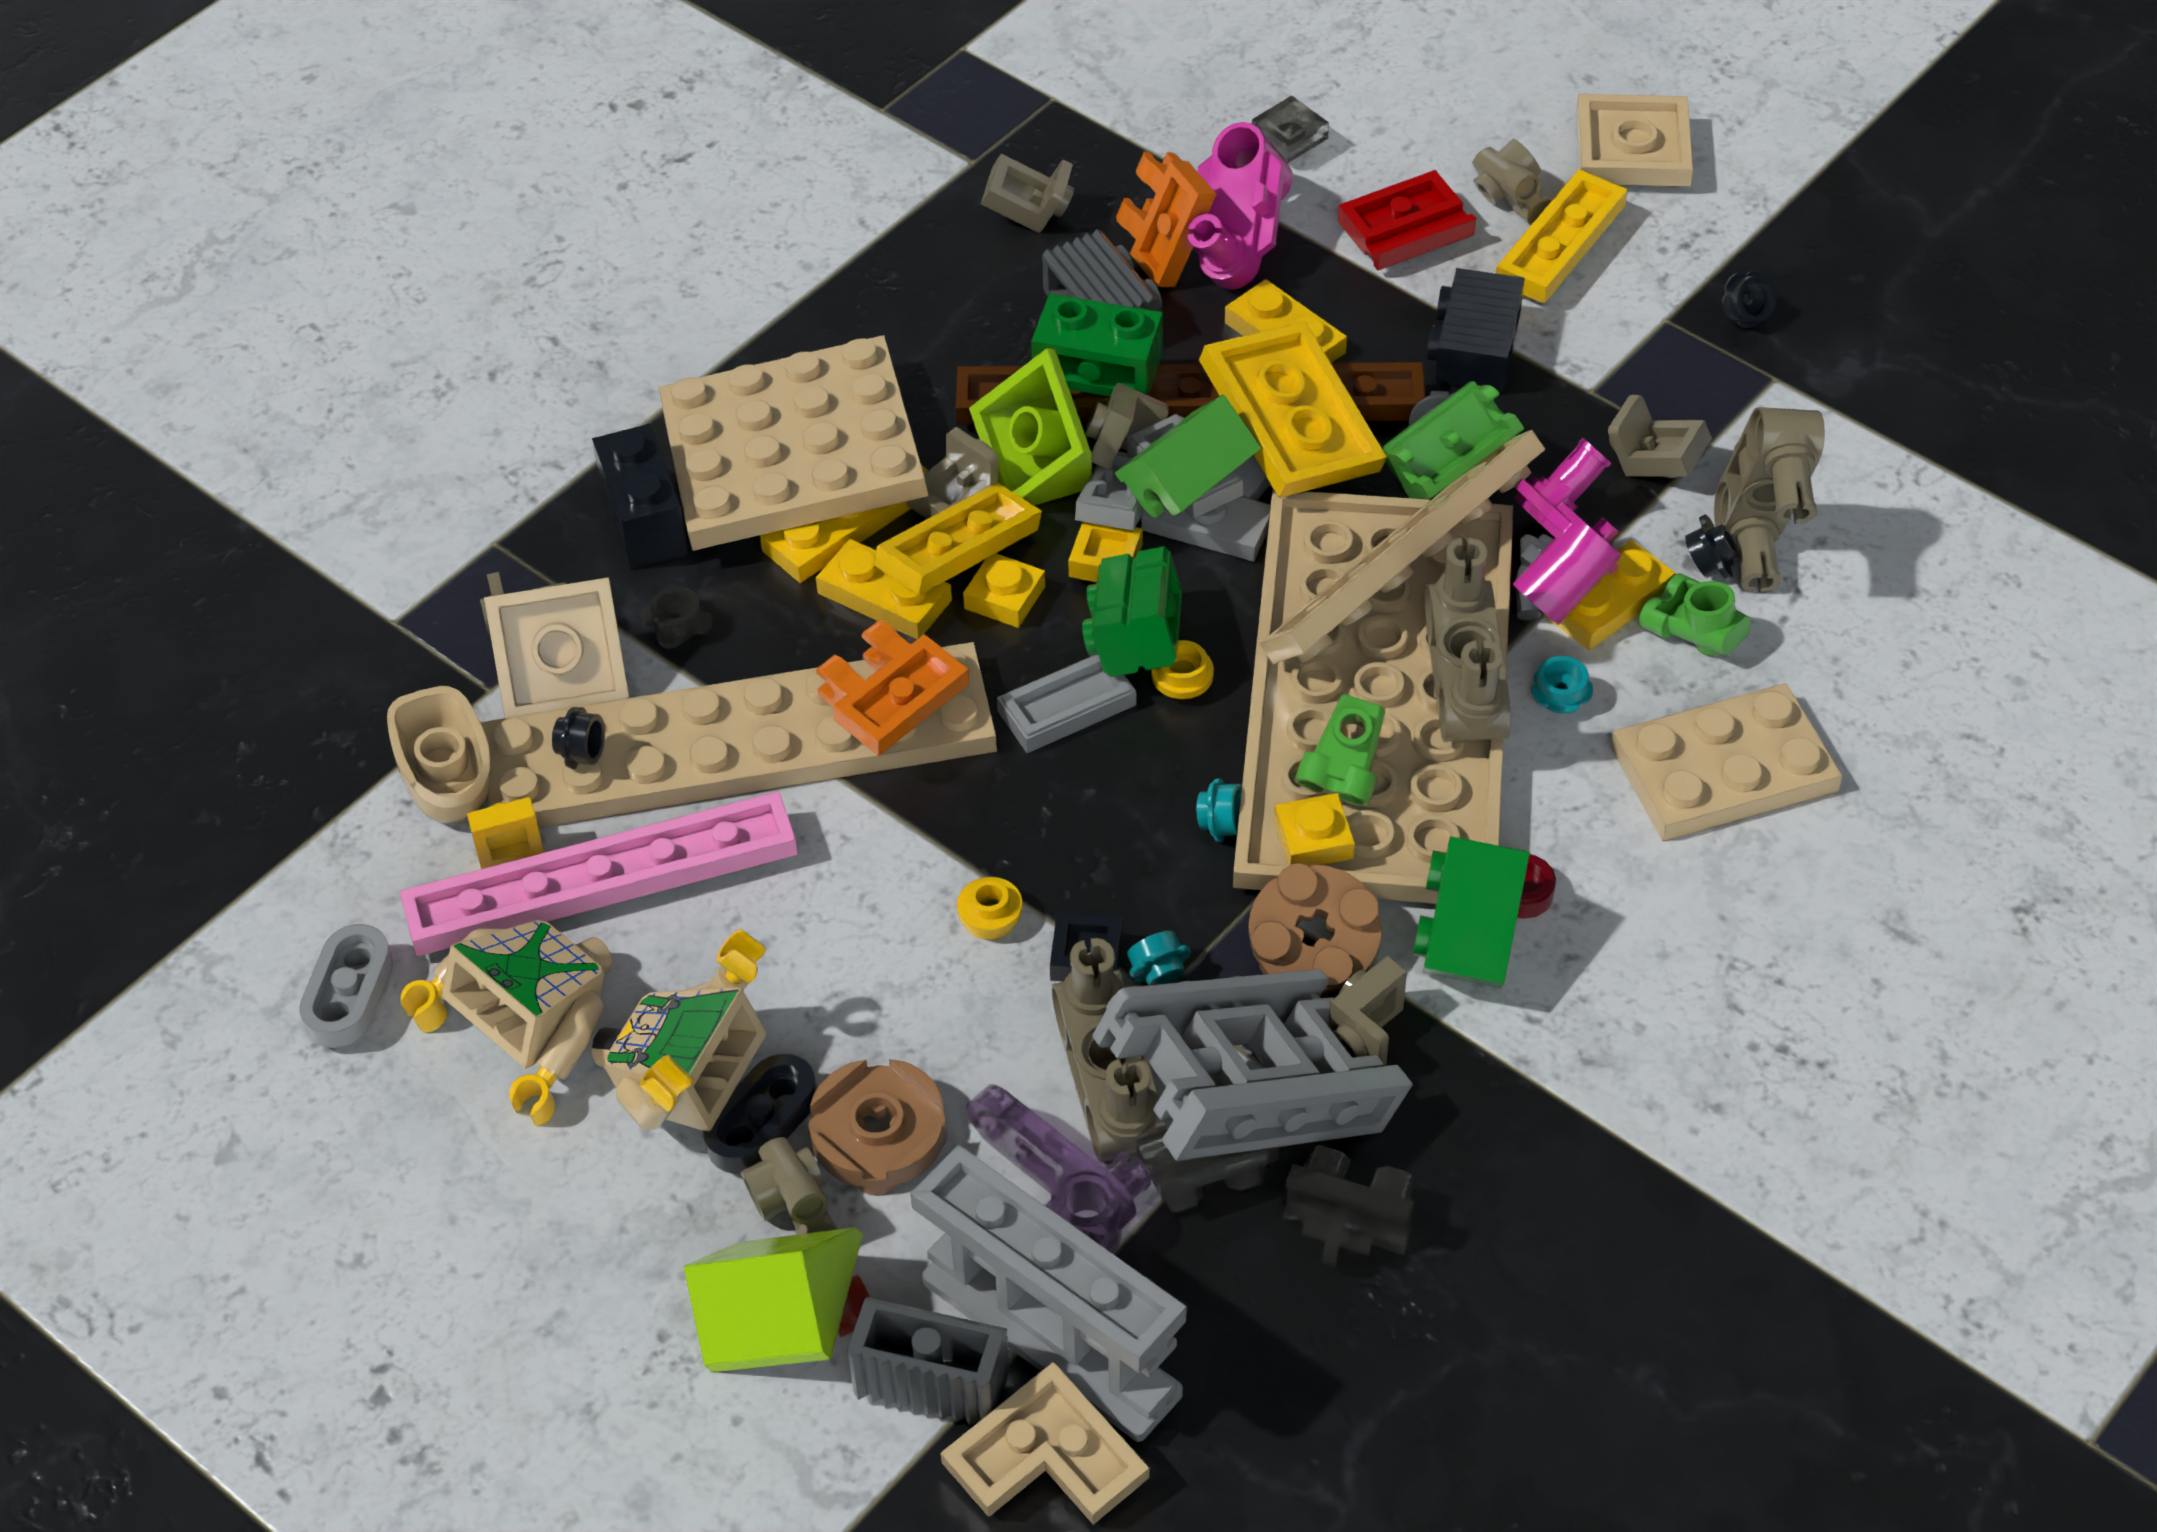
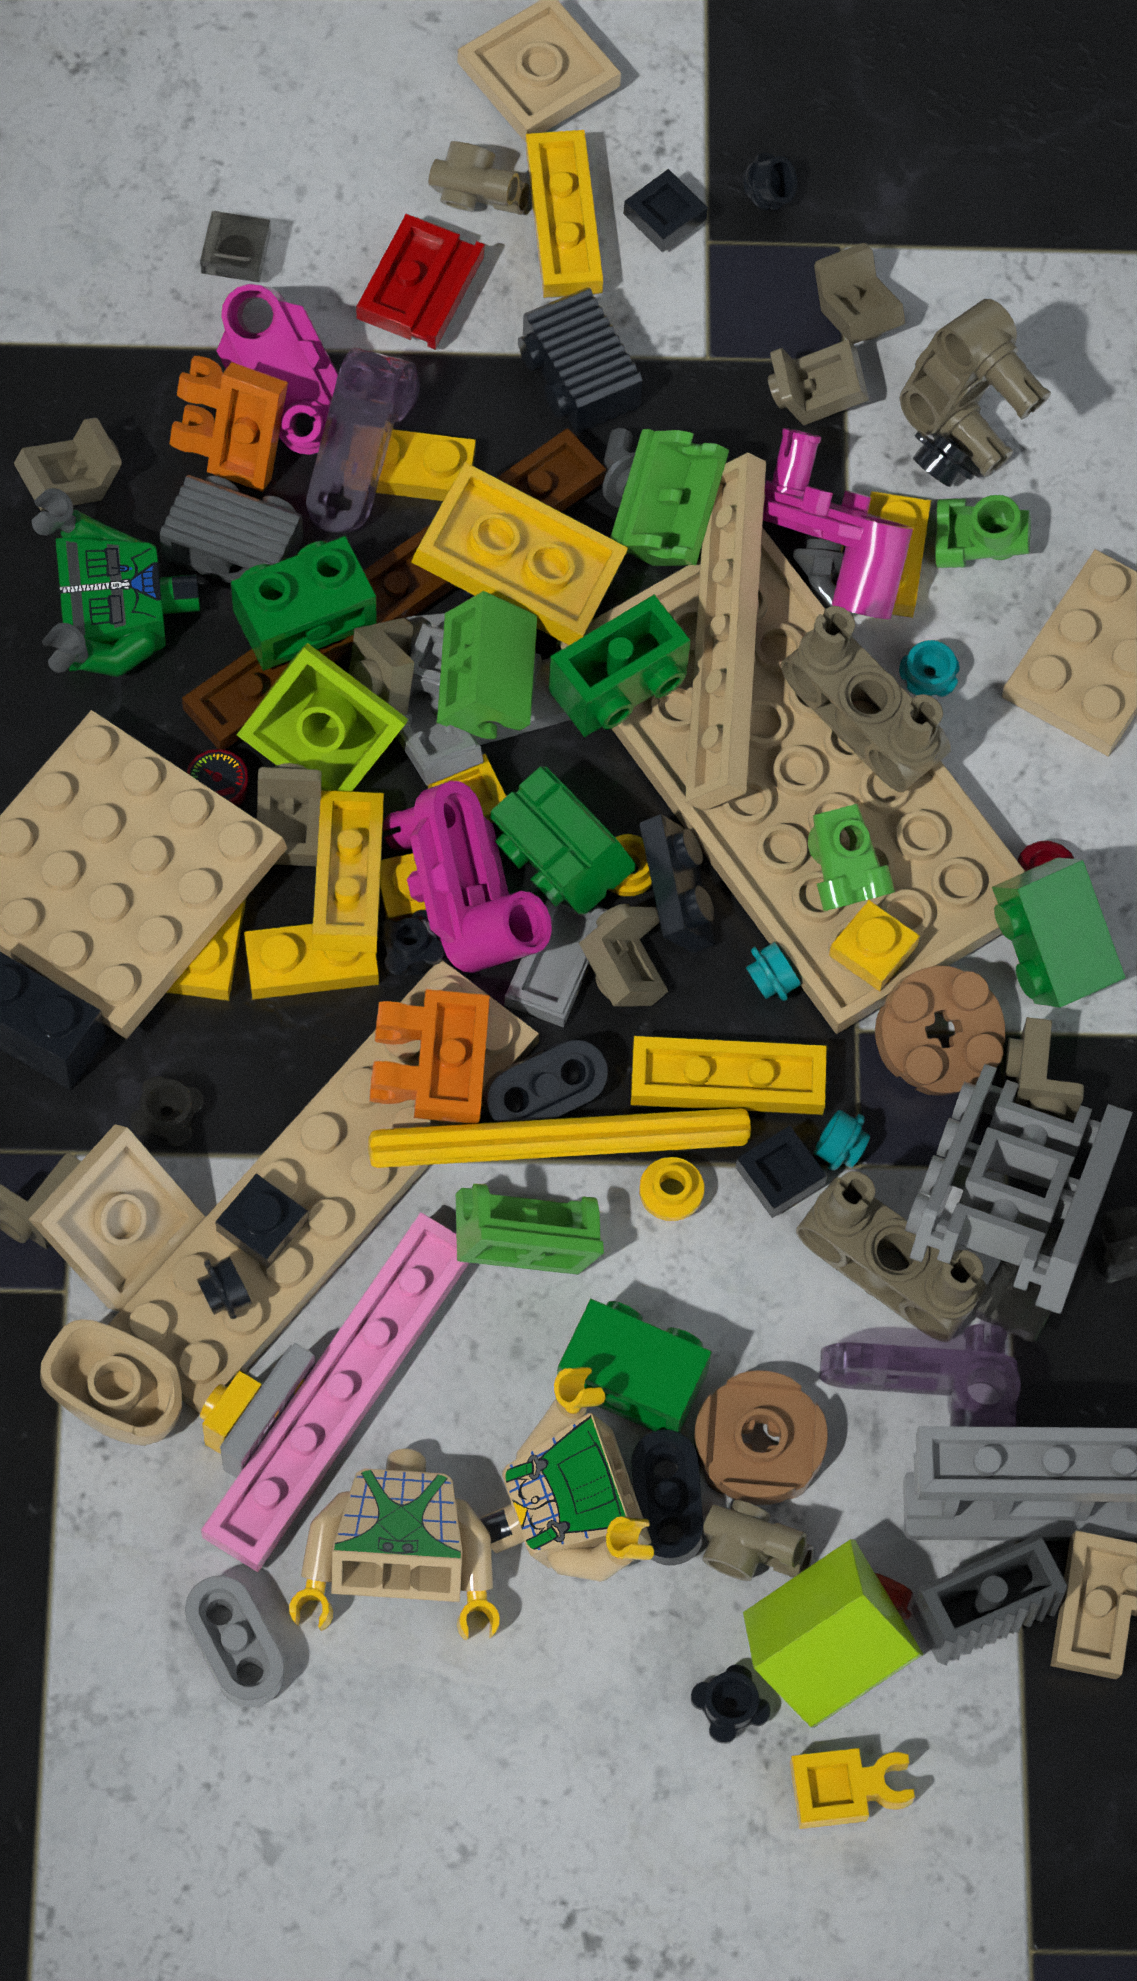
camera: 45 degrees left, 15 degrees up
(529, 838) = (265, 1408): none -> light grey tile
(650, 1282) = (733, 1684): none -> black plate
(655, 716) = (261, 1220): none -> black plate
(677, 1418) = (836, 1788): none -> yellow plate
(824, 998) = (641, 1368): none -> green brick
(839, 852) = (527, 1231): none -> bright green hinge
(929, 436) = (222, 773): none -> black tile
(936, 810) = (558, 1137): none -> yellow axle
(963, 620) = (410, 958): none -> black plate
(964, 770) = (542, 1086): none -> black plate
(971, 278) = (107, 592): none -> torso
(1036, 589) = (465, 880): none -> dark pink piece
(1110, 721) = (619, 958): none -> dark tan bracket
(1114, 856) = (728, 1075): none -> yellow plate
(1203, 701) = (677, 884): none -> black plate
(1276, 247) = (366, 402): none -> clear purple piece
(1289, 512) = (620, 666): none -> green brick
(1645, 274) = (665, 210): none -> black plate
(1741, 390) = (855, 296): none -> dark tan bracket

